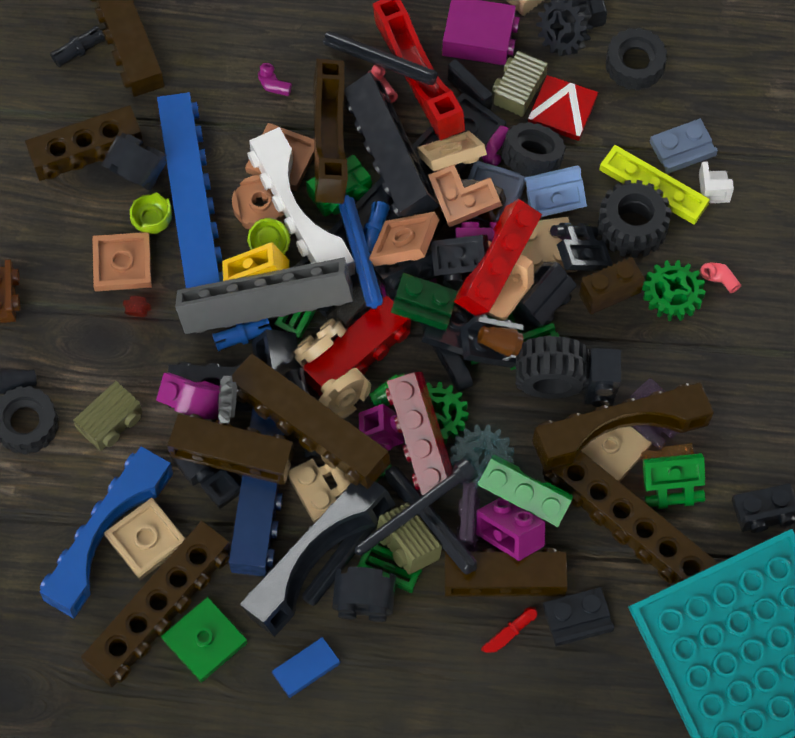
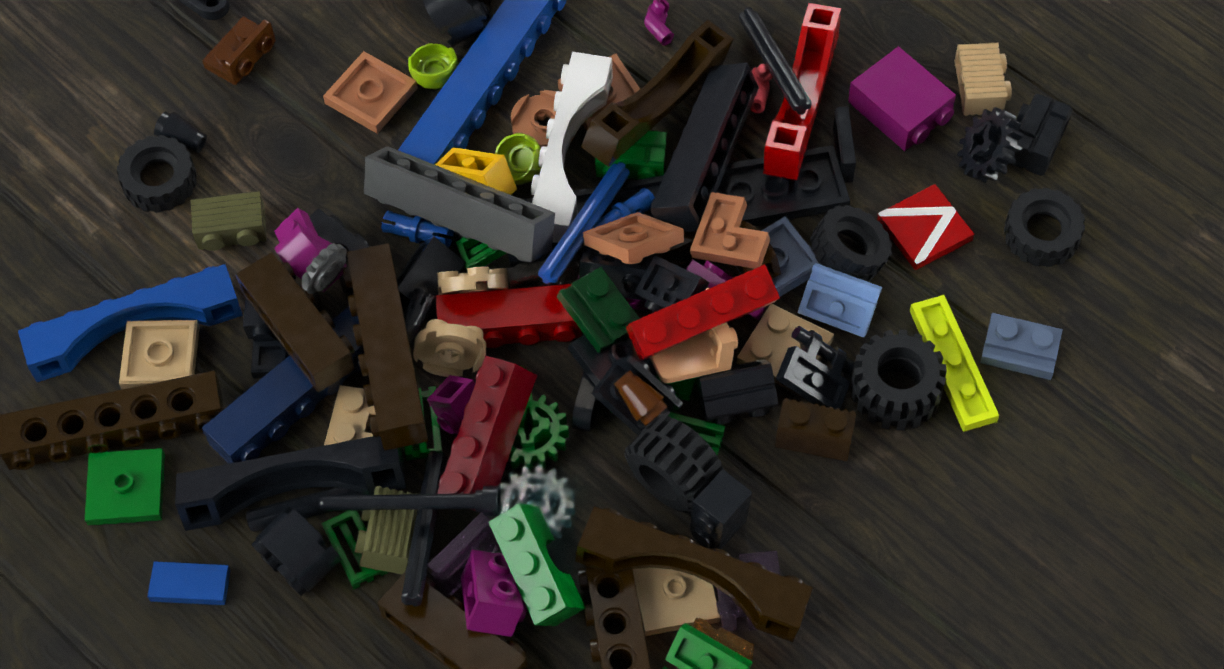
camera: 40 degrees right, 5 degrees down
(136, 306) = (345, 140): clear red plate -> none
(452, 151) = (771, 191): tan plate -> none
(494, 145) = (807, 221): magenta arm -> none
(520, 83) = (898, 173): olive brick -> none
(677, 301) = (872, 493): green gear -> none
(715, 184) = (1019, 406): white panel -> none
(720, 273) = (946, 499): coral arm -> none

